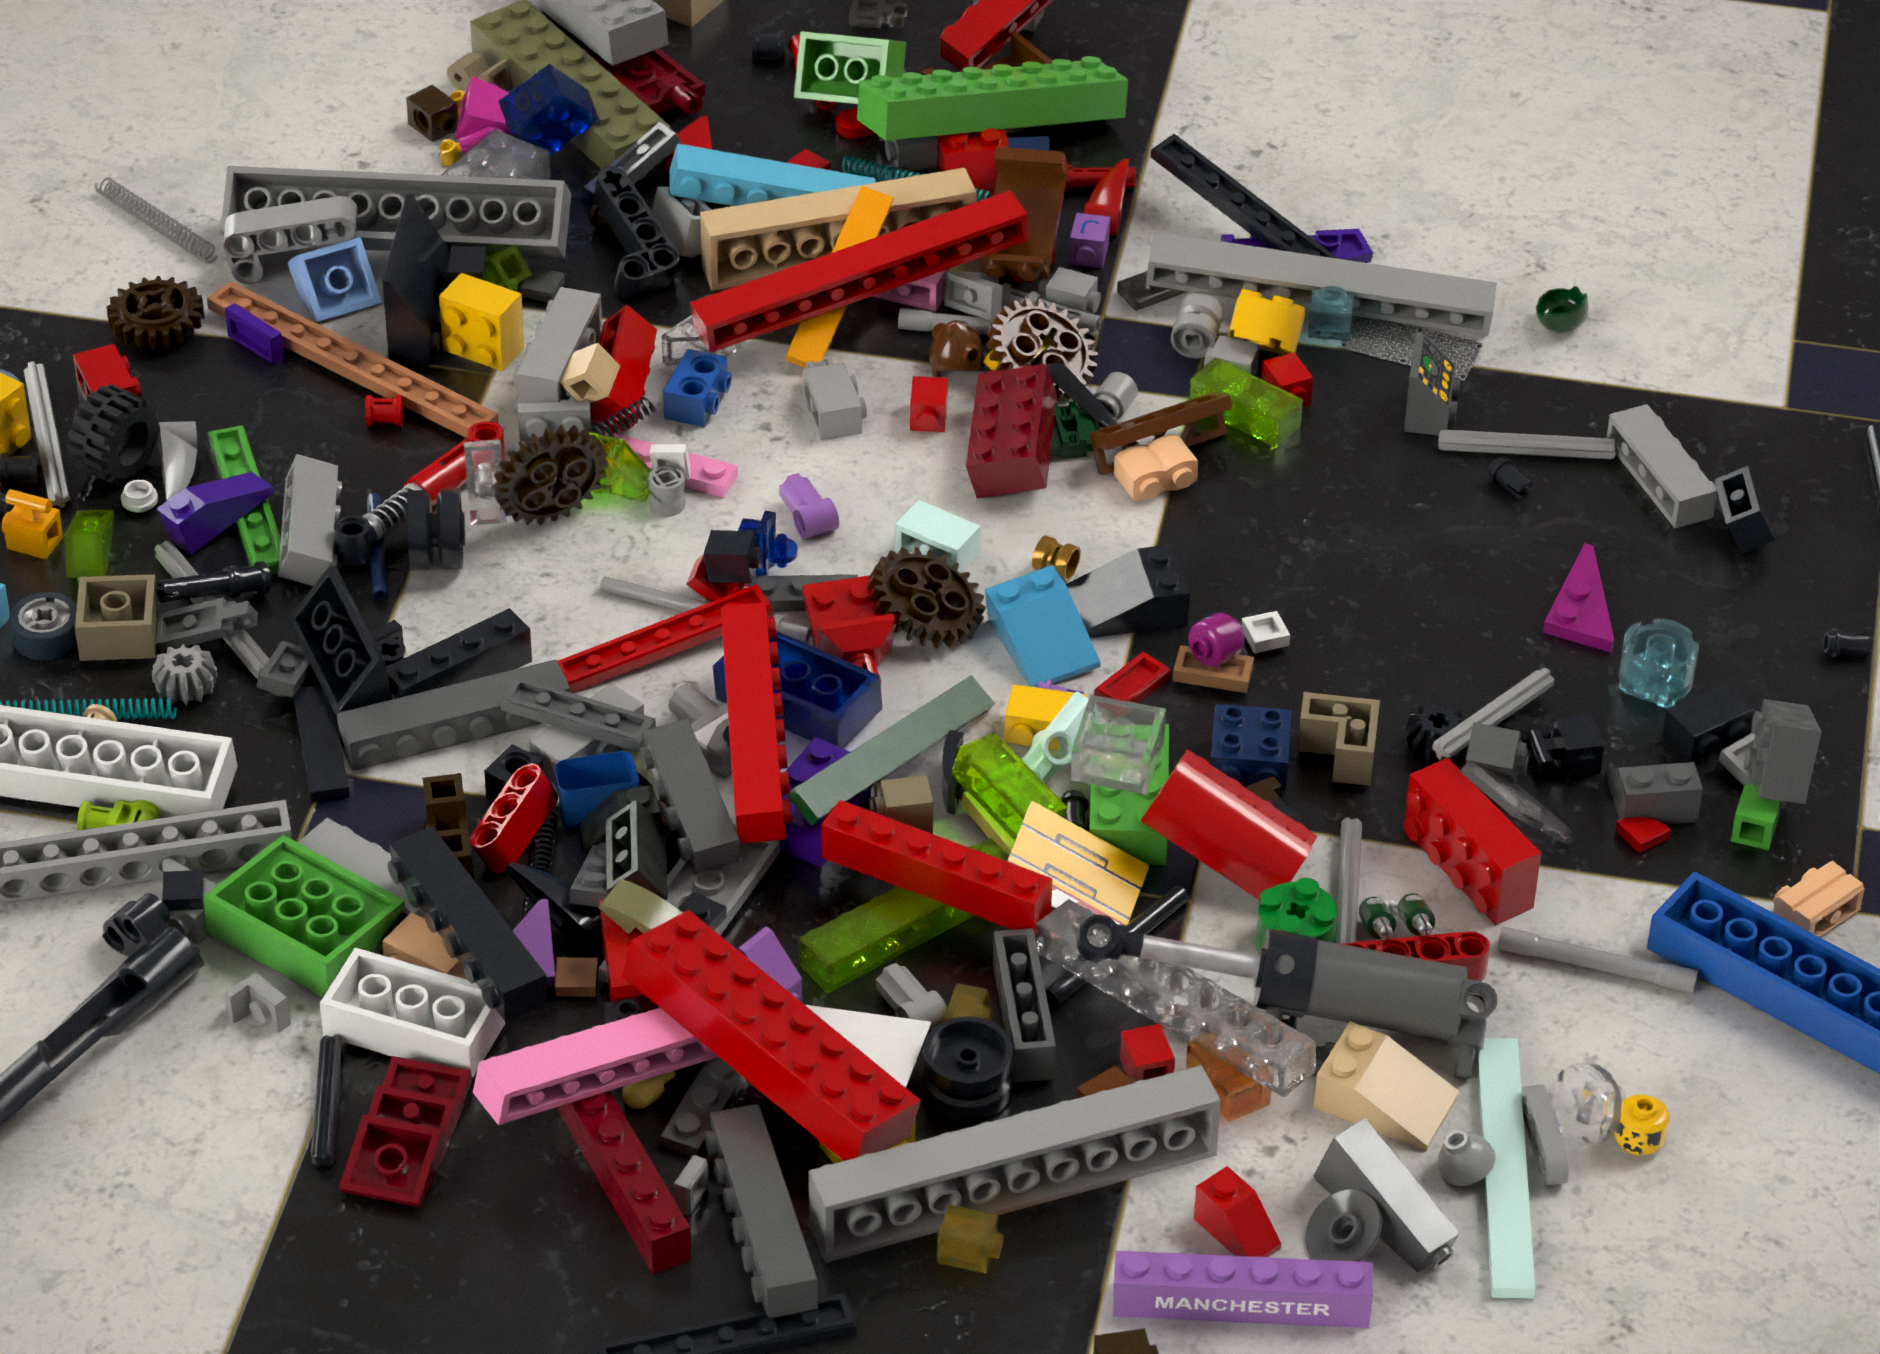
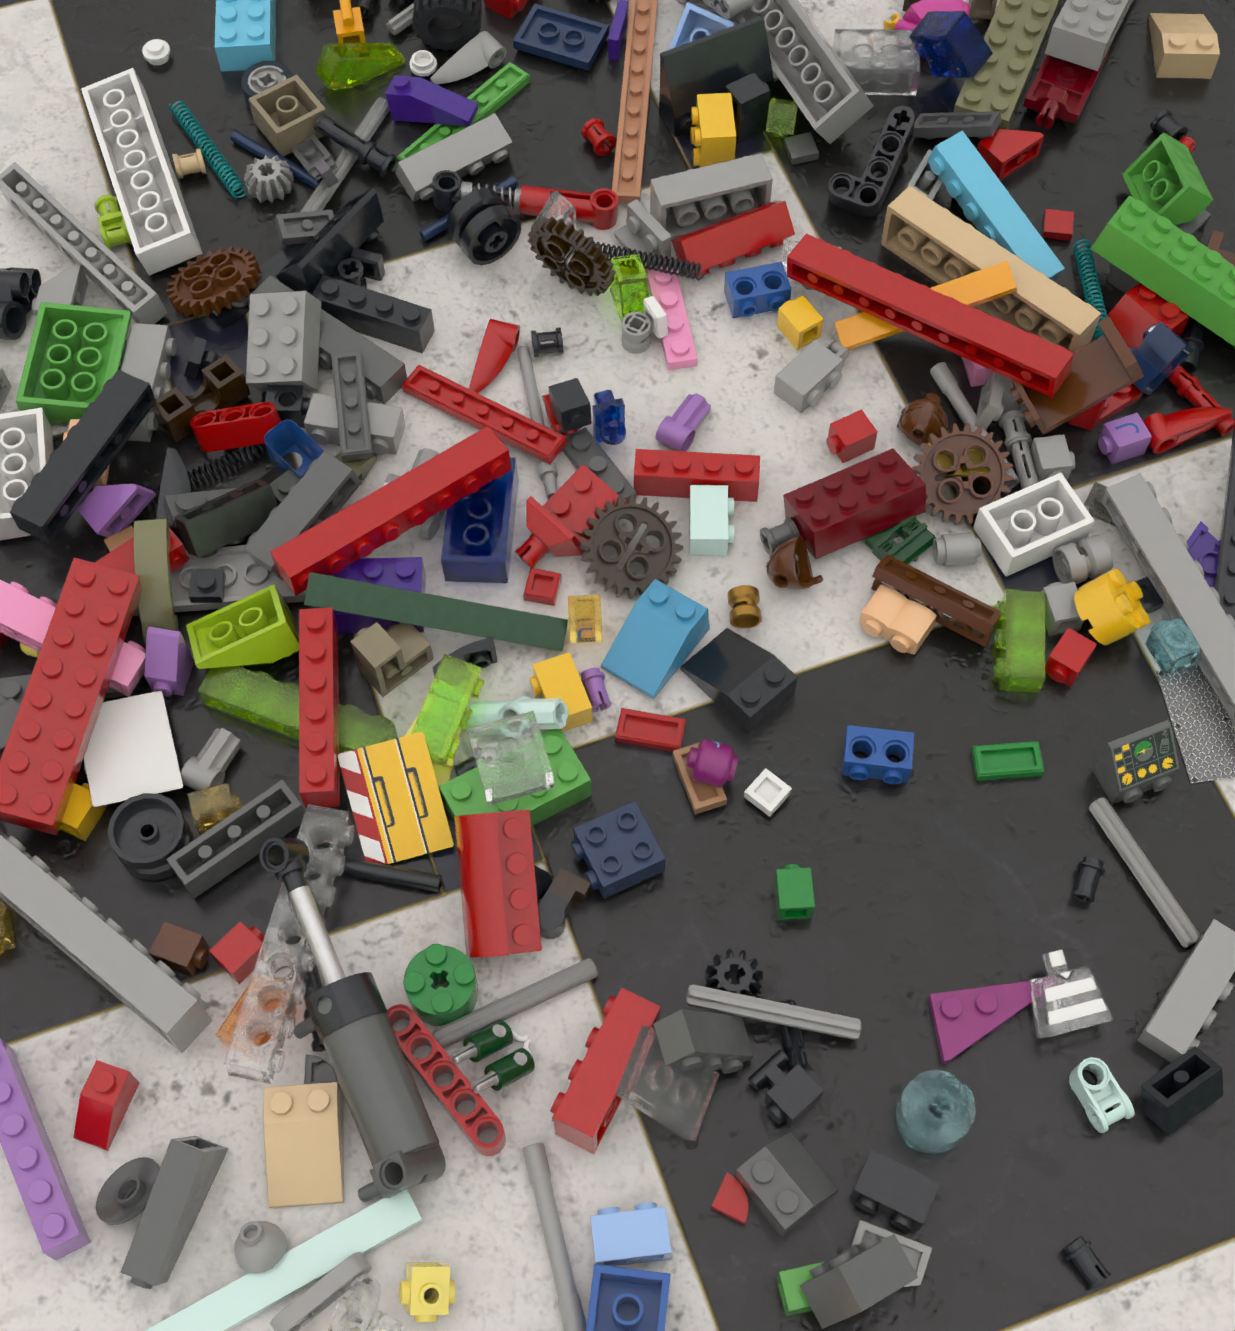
camera: 60 degrees right, 20 degrees up
(142, 667) = (261, 151): none -> dark blue piece
(183, 890) = (48, 288): black tile -> none
(215, 380) = (561, 37): none -> dark blue plate
(296, 762) = (213, 281): none -> reddish brown gear
(382, 822) = (198, 358): none -> black tile
(446, 727) = (283, 340): none -> light grey brick
(584, 597) = (495, 350): none -> red piece
(590, 373) = (689, 219): tan brick -> none
(614, 556) = (555, 336): none -> black bush
(761, 378) = (799, 322): none -> yellow brick
(790, 894) = (245, 632): none -> lime slope
(870, 528) = (672, 472): none -> red brick
(906, 689) = (542, 586): none -> red tile
(983, 658) = (585, 618): none -> clear yellow brick
(997, 508) = (778, 535): none -> dark grey bush
(1041, 503) = (786, 570): none -> reddish brown helmet
(1081, 395) = (930, 529): black piece -> none
(1135, 332) = (1032, 523): none -> white brick
(1285, 544) = (877, 746): none -> blue brick
(1342, 729) = (680, 916): dark tan brick -> none
(1354, 474) = (1007, 761): none -> green tile
(1382, 658) = (794, 892): none -> green brick
(1593, 1044) = (418, 1279): none -> light yellow brick
(1613, 536) = (1066, 998): none -> clear torso
(1631, 903) = (630, 1235): none -> light blue brick
(1707, 562) = (1102, 1096): none -> light aqua piece

